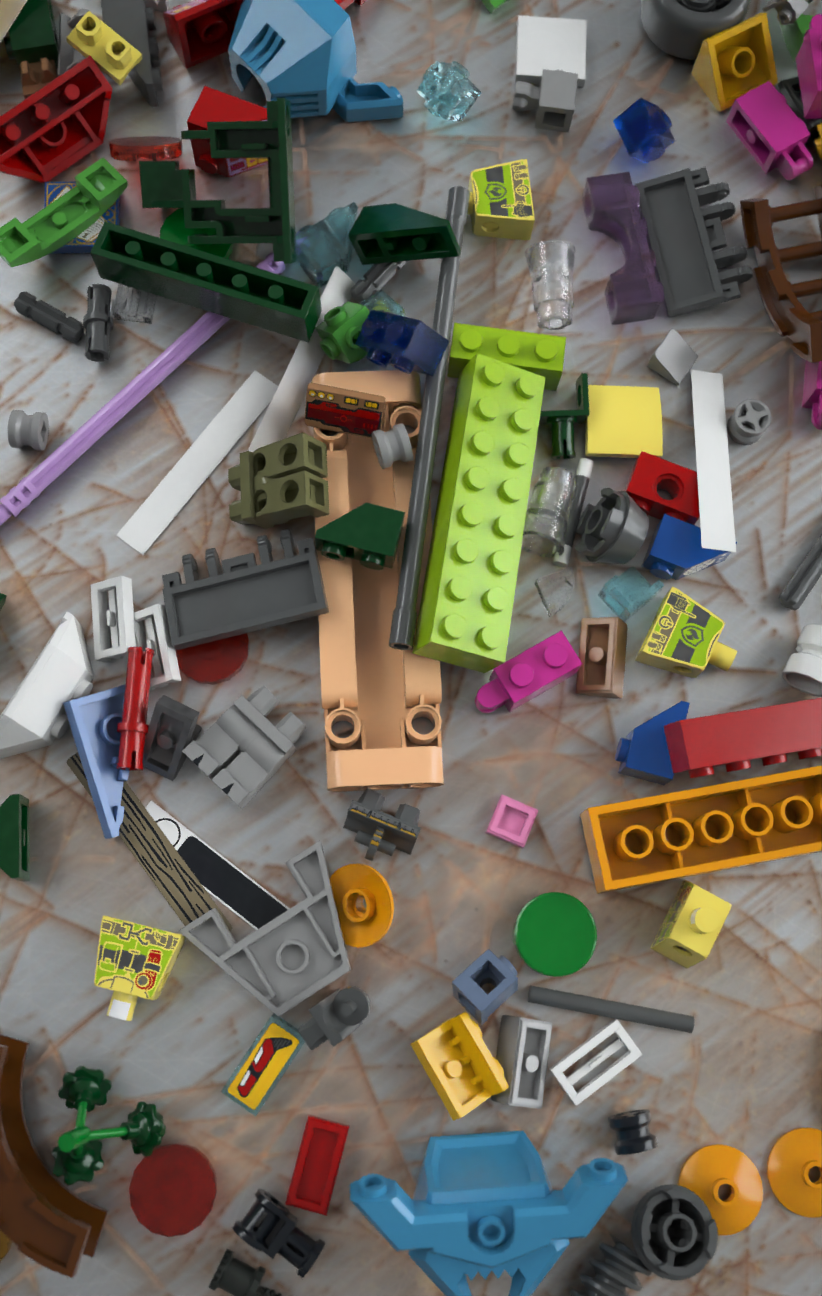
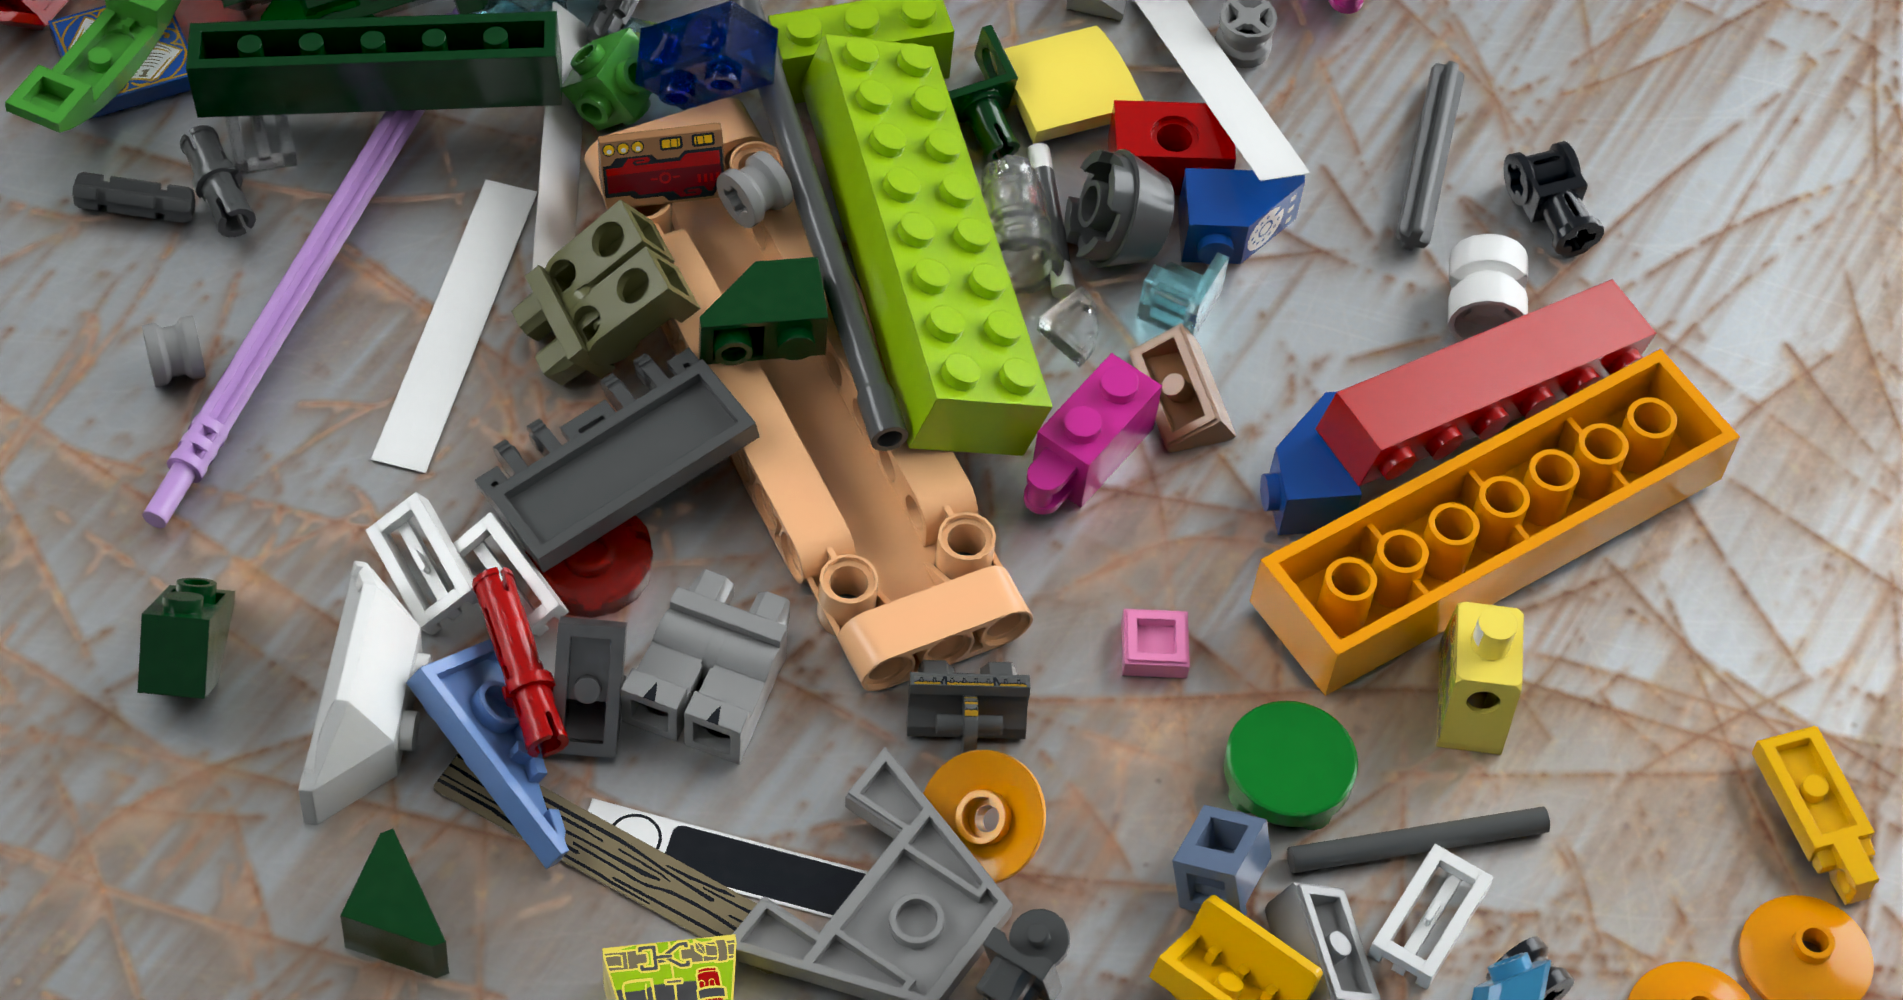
camera: 20 degrees left, 20 degrees down
(685, 638) = (1289, 323): torso -> none

